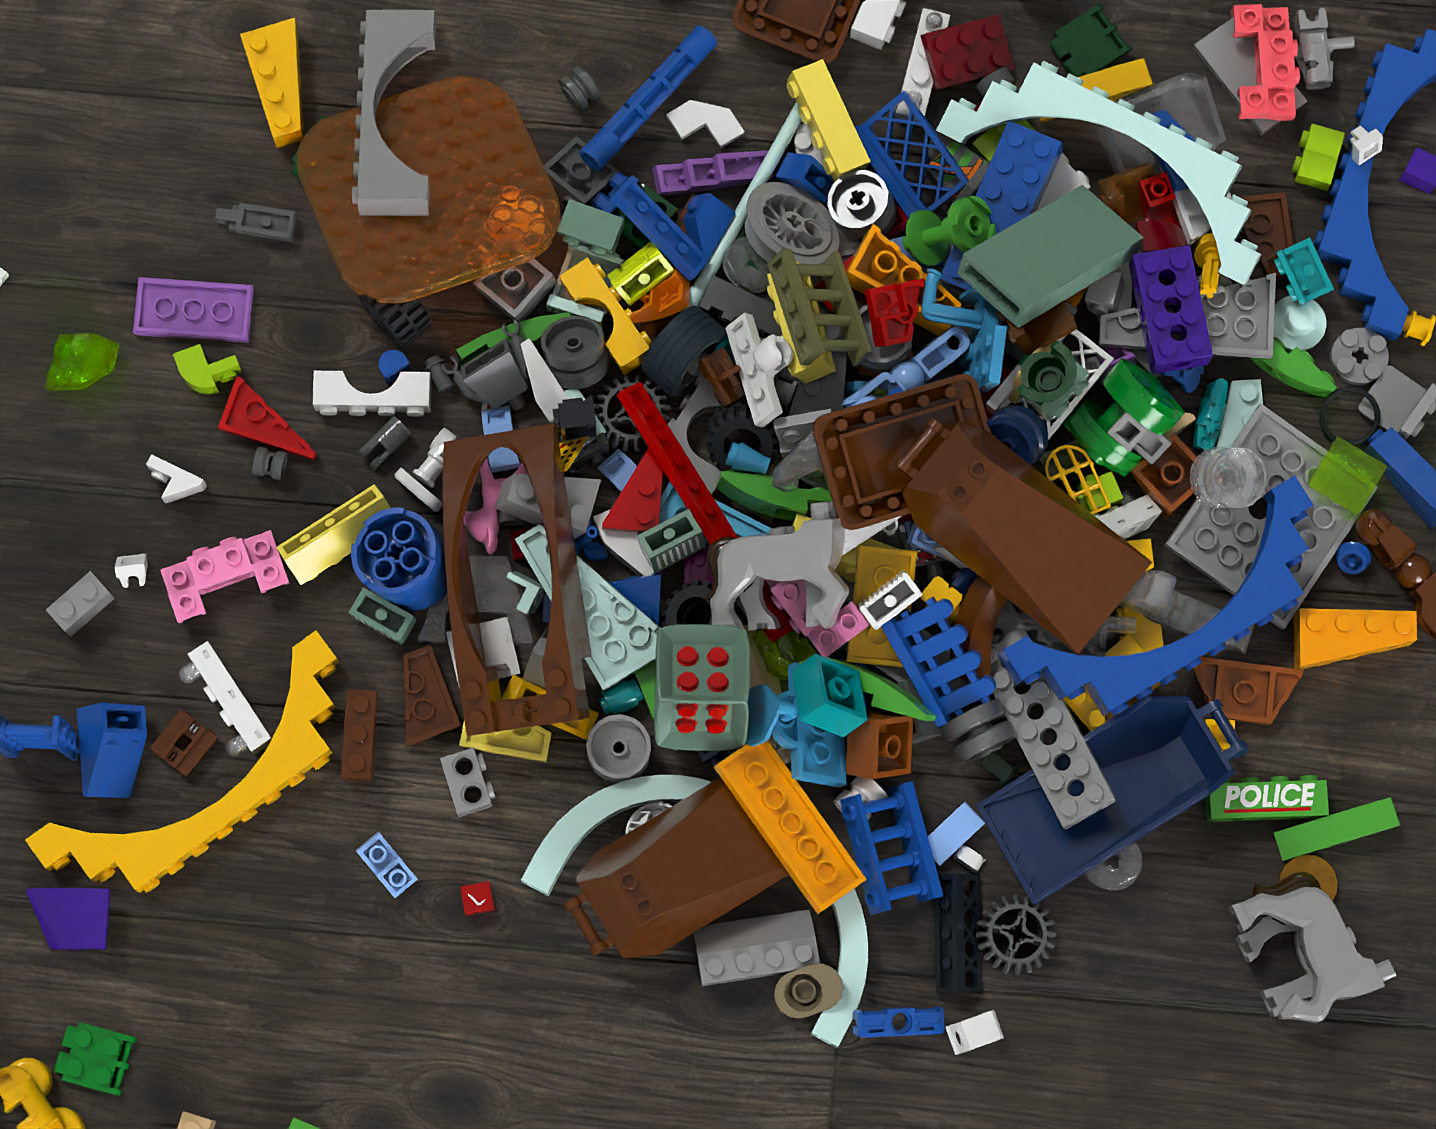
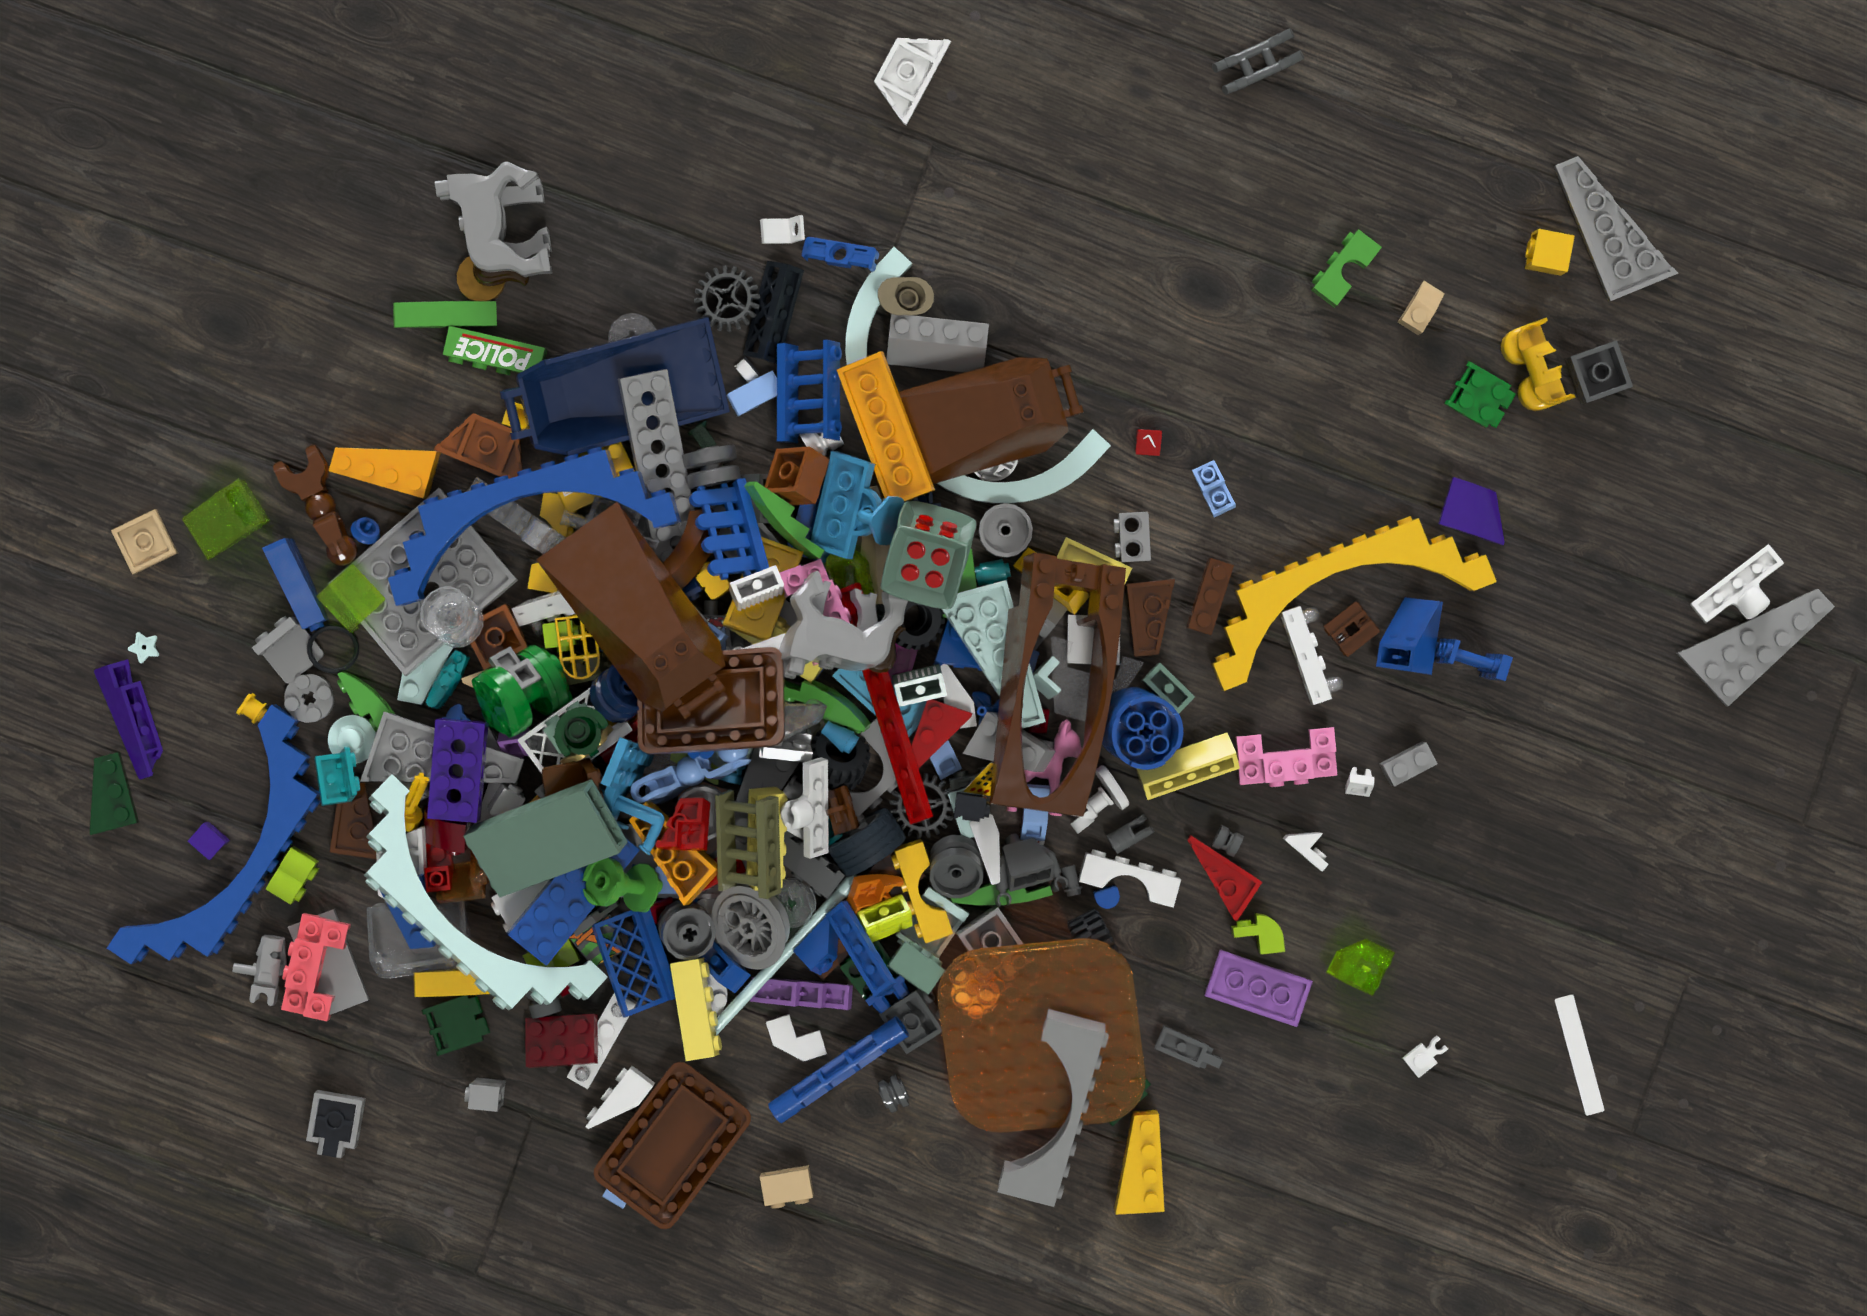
camera: 160 degrees left, 10 degrees up
(829, 695) = (827, 521): teal brick -> none
(1365, 144) = (252, 871): white tile -> none

